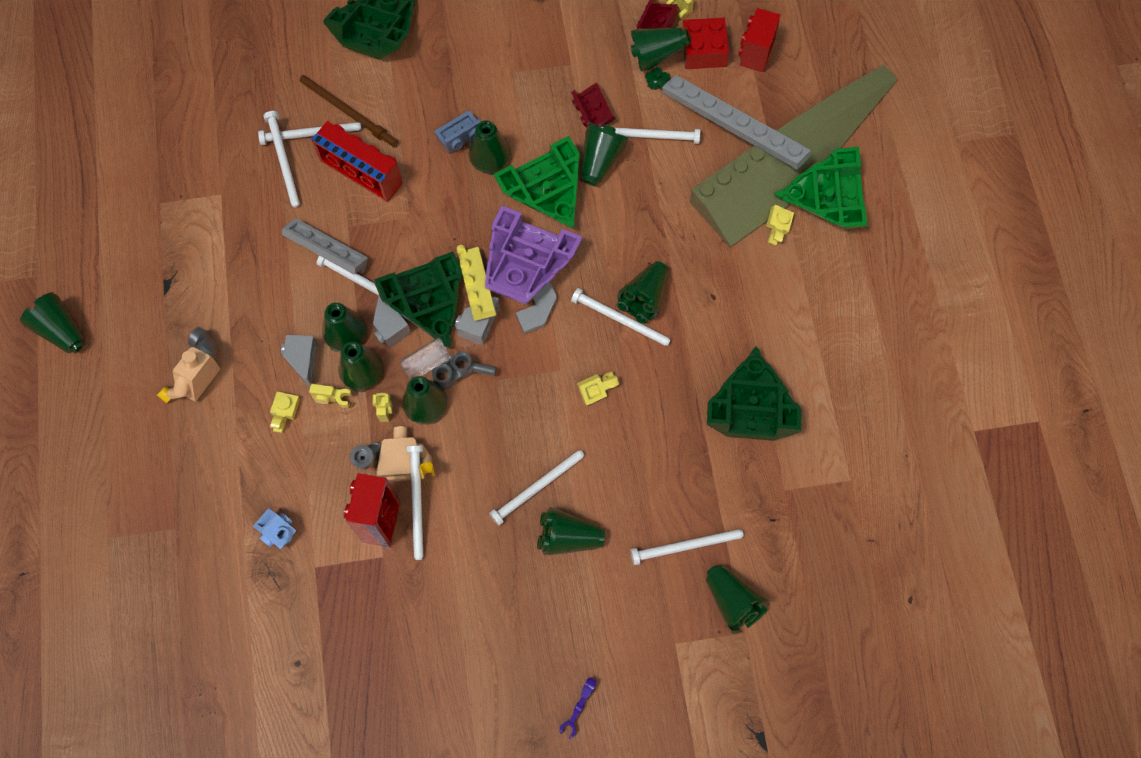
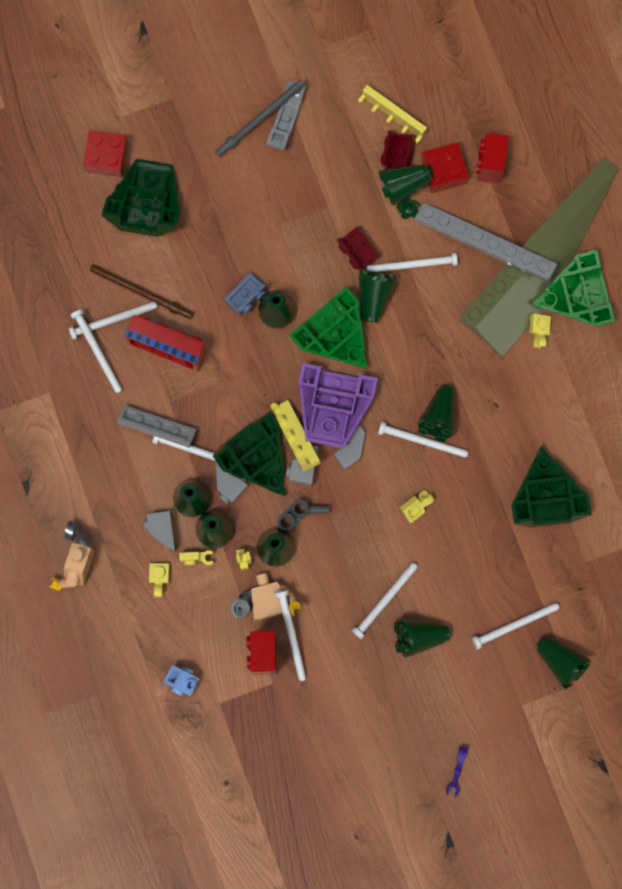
camera: 15 degrees left, 10 degrees up
(424, 359) = (270, 514): clear tile -> none

